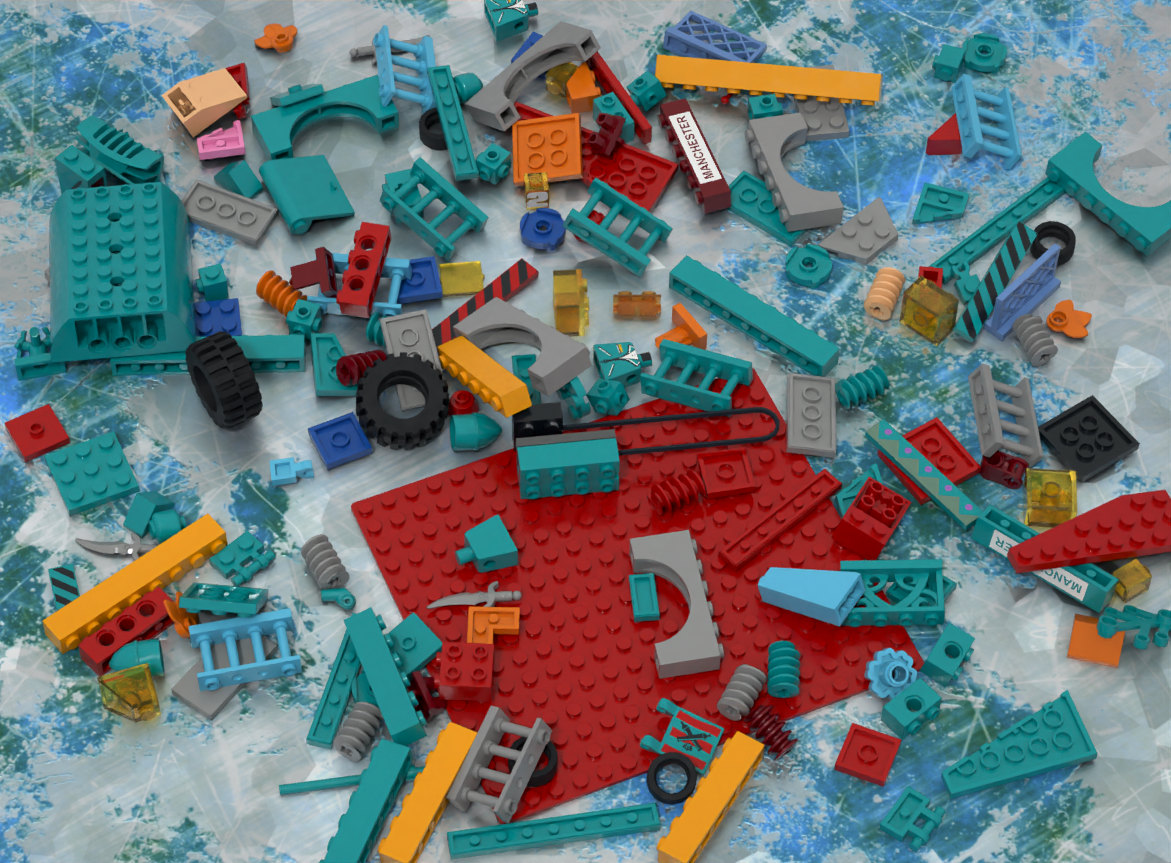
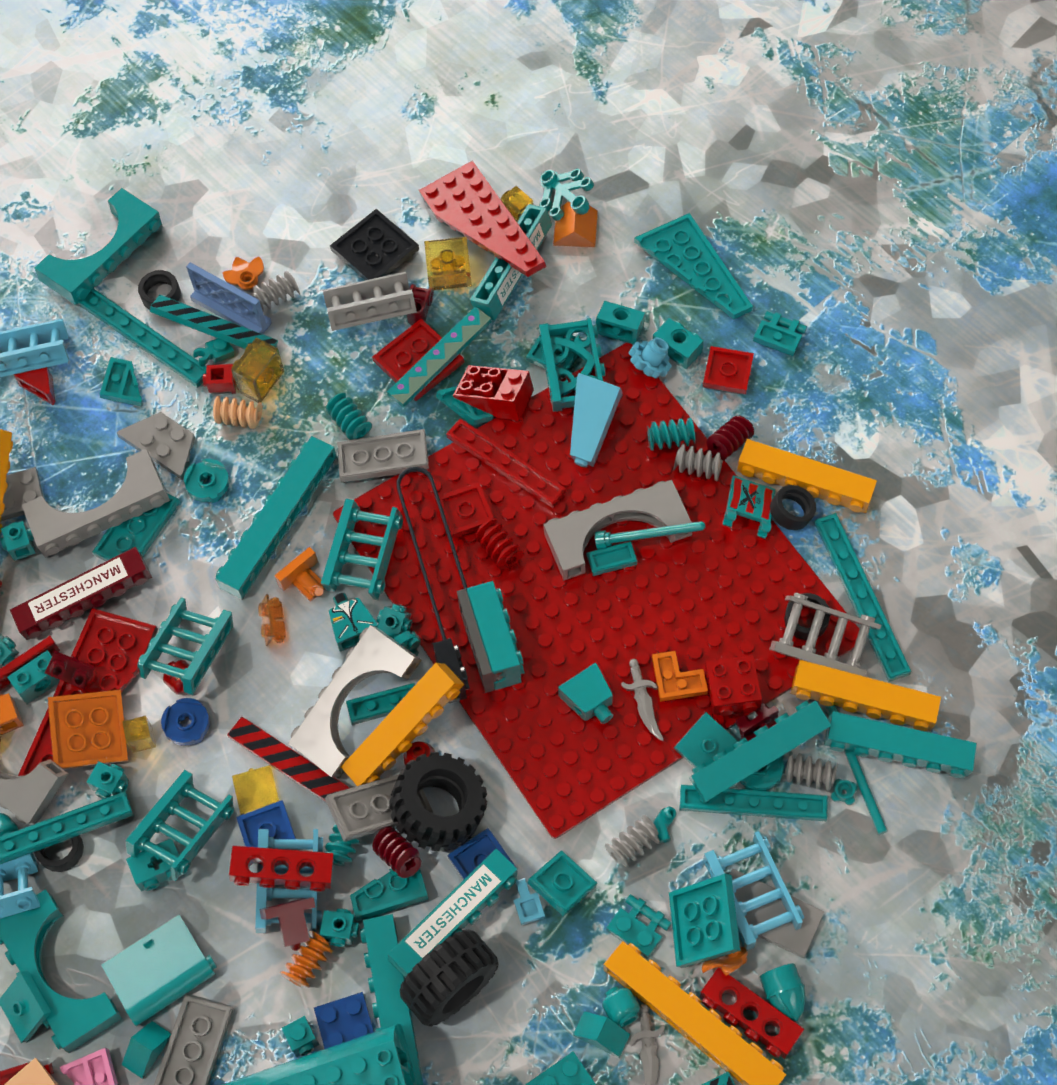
camera: 95 degrees left, 10 degrees up
(130, 693) = (827, 985): clear yellow slope -> none
(291, 402) = (455, 911): none -> brick
(300, 500) = (562, 883): none -> teal plate
(335, 756) = (849, 787): none -> teal plate
(472, 431) = (456, 734): teal helmet -> none
(570, 302) = (287, 673): clear yellow brick -> none
(665, 589) = (604, 539): none -> teal piece

